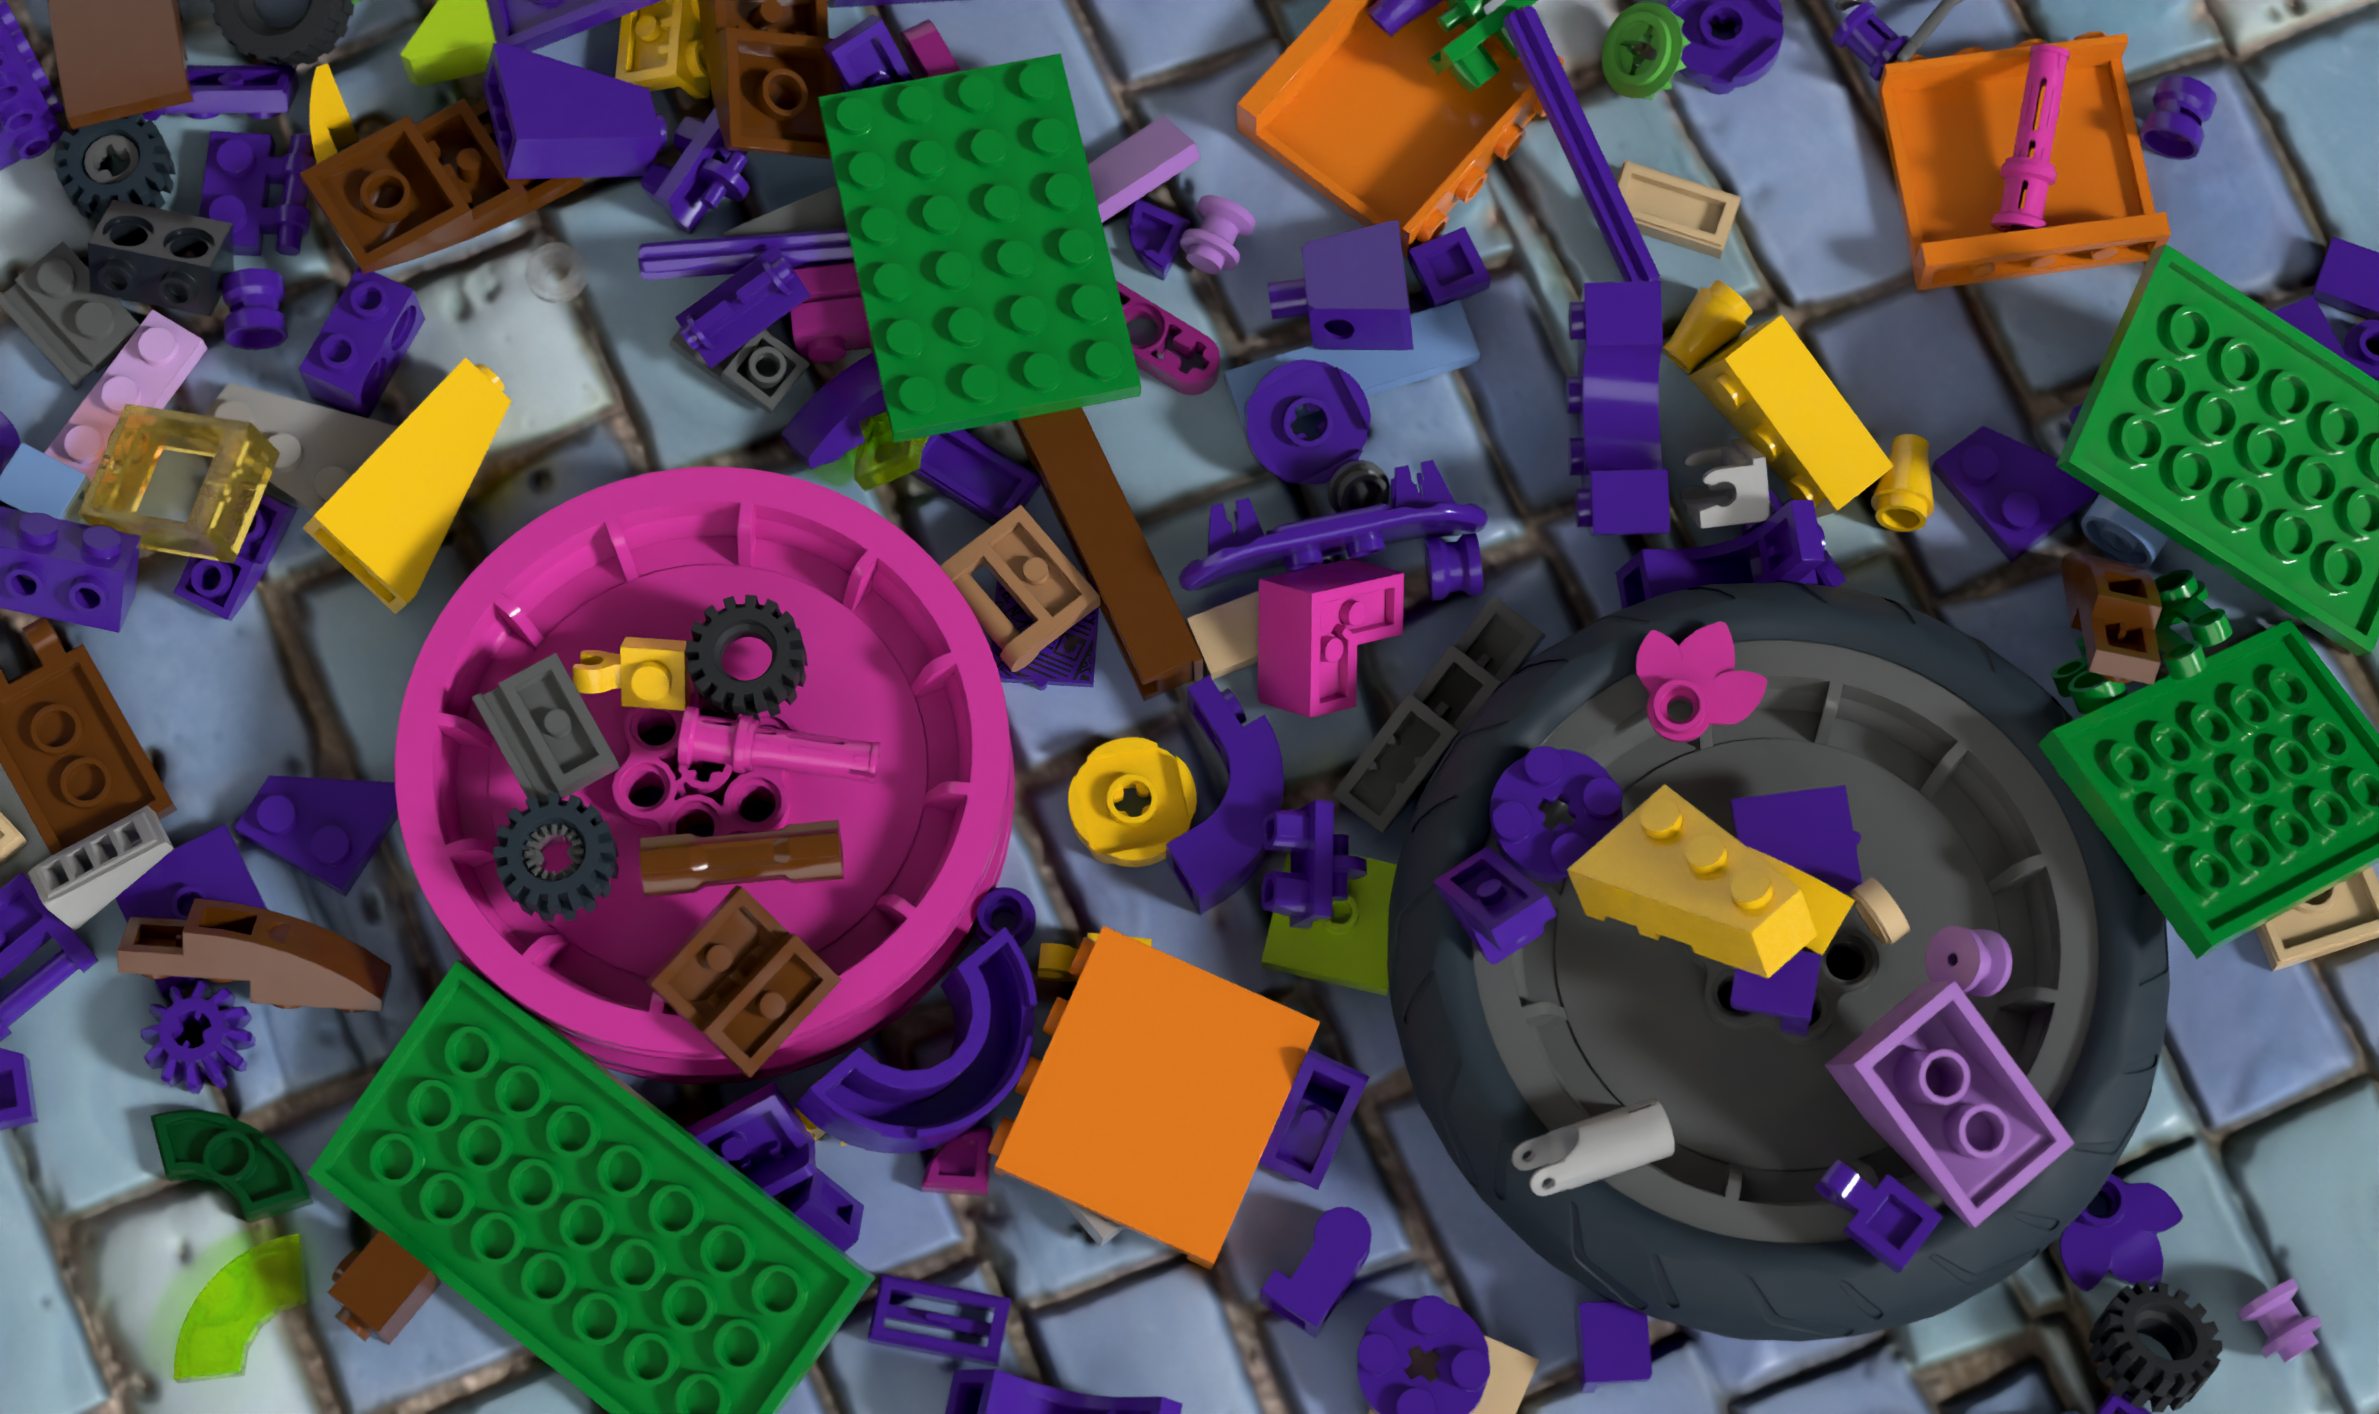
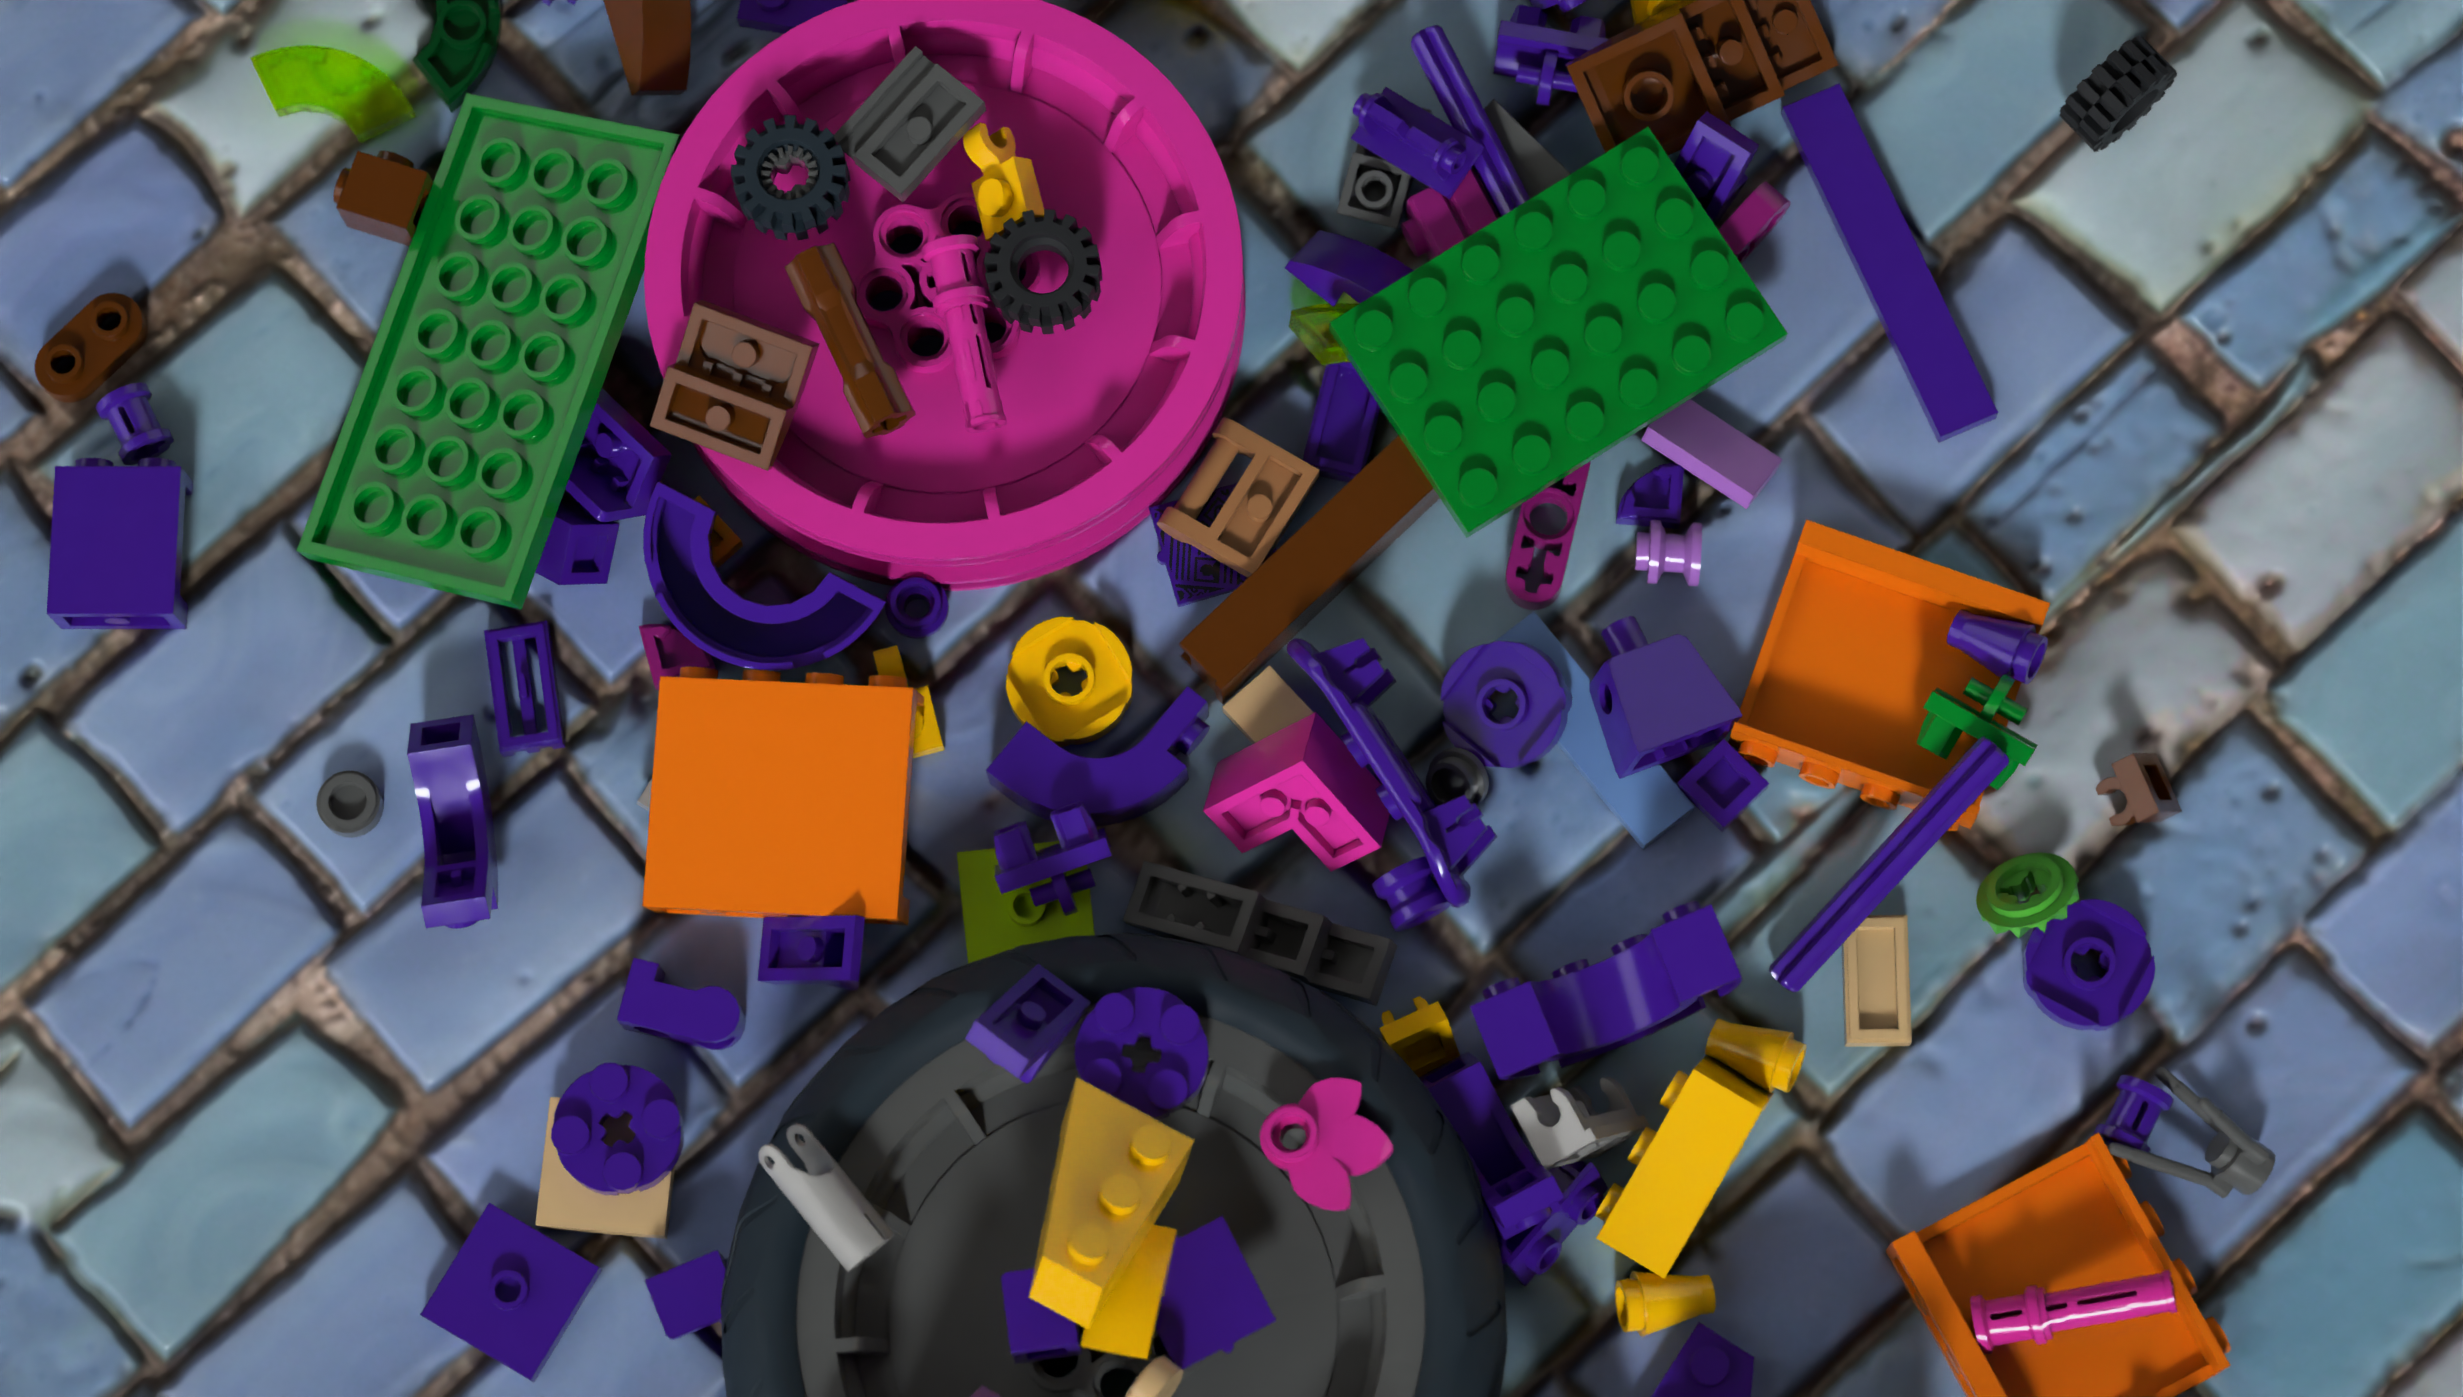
camera: 75 degrees right, 5 degrees up
(1591, 598) = (1421, 1037): none -> yellow tile

